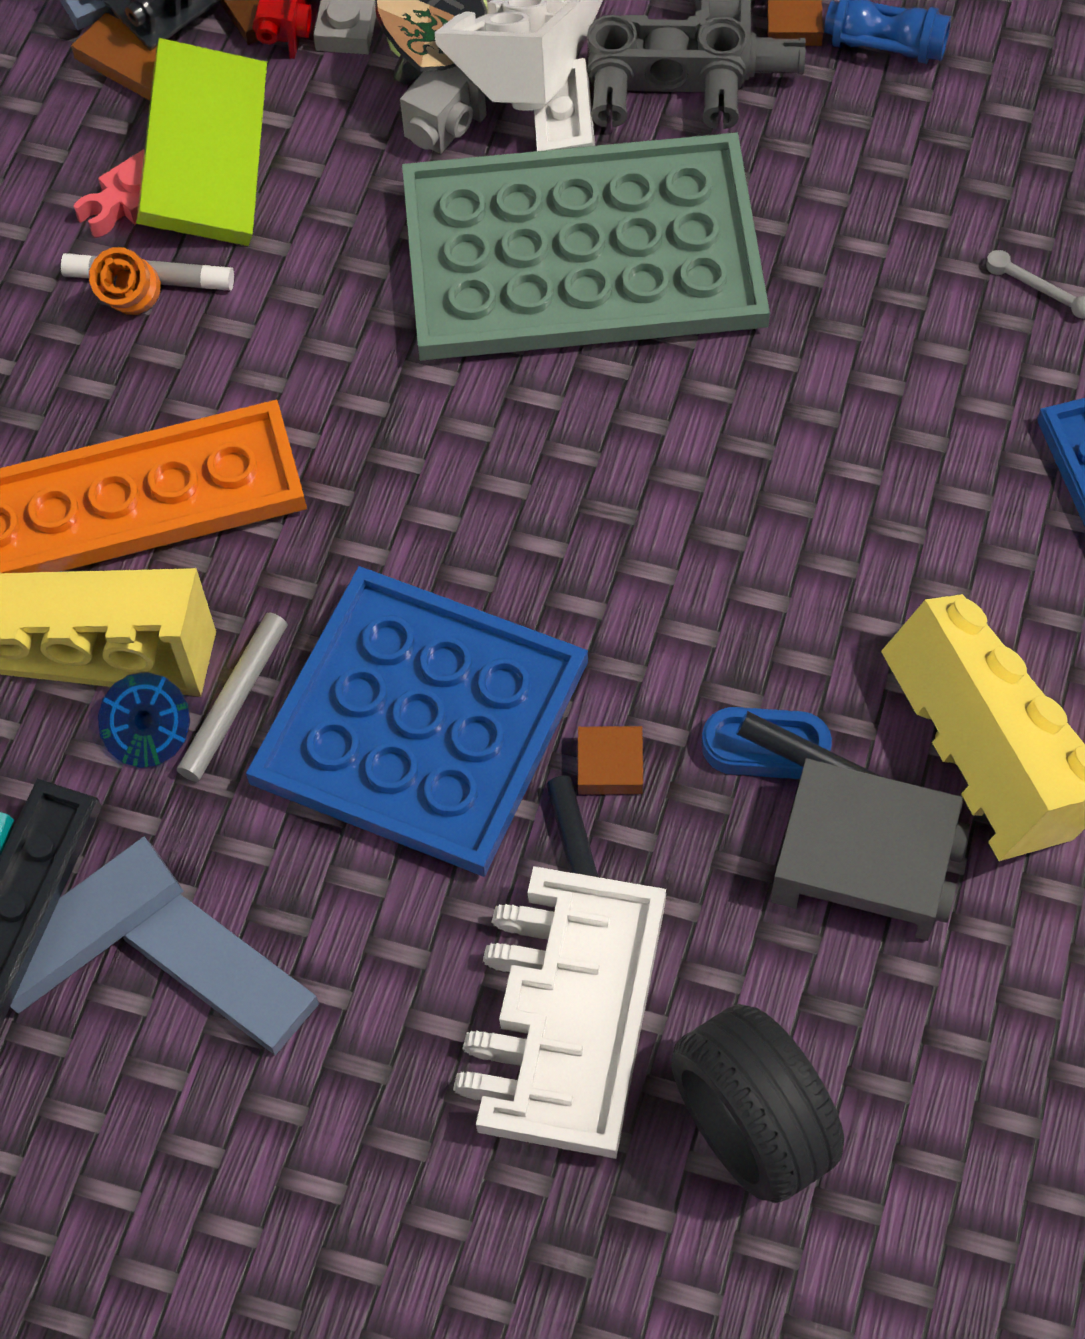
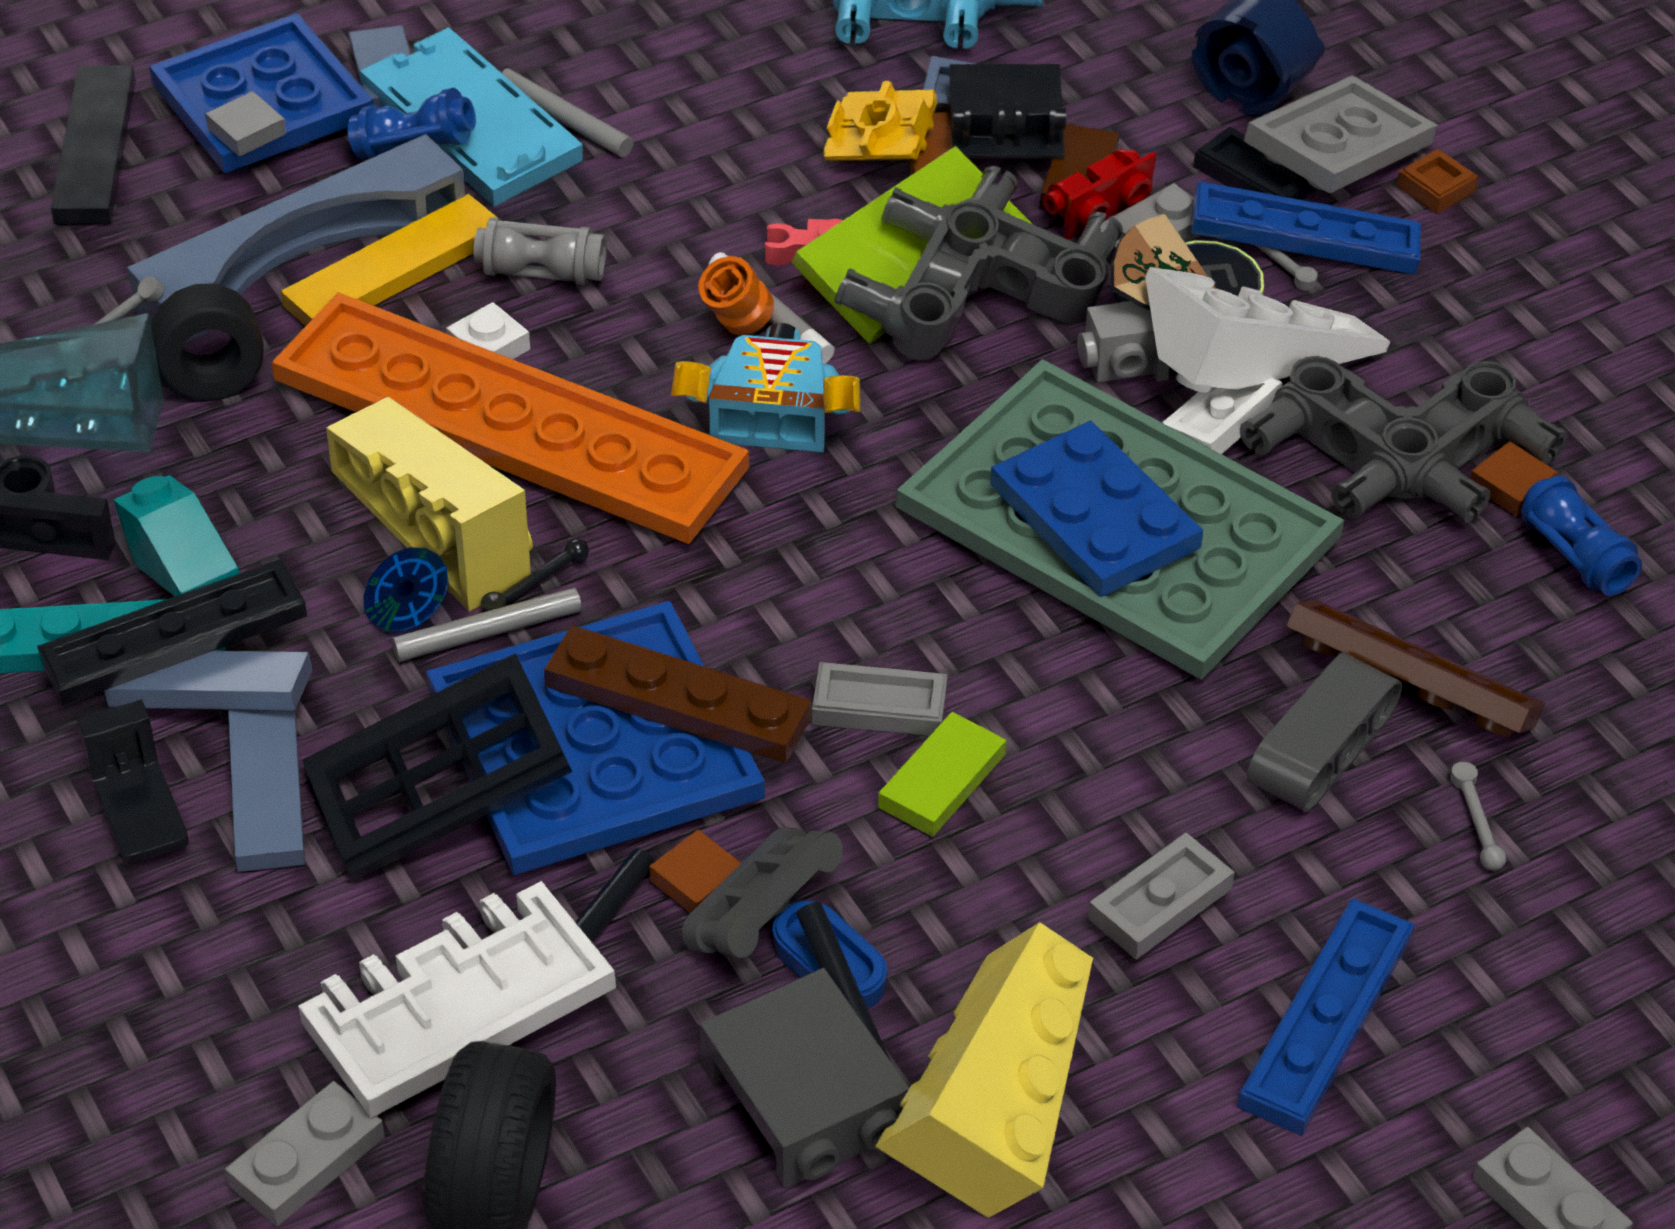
camera: 40 degrees right, 15 degrees down
(79, 39) = (880, 125): none -> yellow piece
(127, 1065) = (131, 783): none -> black bracket
(217, 672) = (575, 551): none -> black hinge
(242, 335) = (769, 391): none -> torso
(264, 111) = (976, 248): none -> dark grey pin
(400, 866) = (456, 808): none -> black piece
(456, 635) = (678, 693): none -> reddish brown plate
(575, 252) = (1096, 508): none -> blue plate
(577, 519) = (879, 699): none -> light grey tile
(592, 1229) = (304, 1153): none -> light grey plate
(679, 736) = (759, 890): none -> dark grey plate
(685, 540) = (942, 774): none -> lime tile
(895, 301) = (1324, 732): none -> dark grey beam
(918, 204) = (1438, 679): none -> reddish brown plate
(929, 509) = (1161, 895): none -> light grey plate

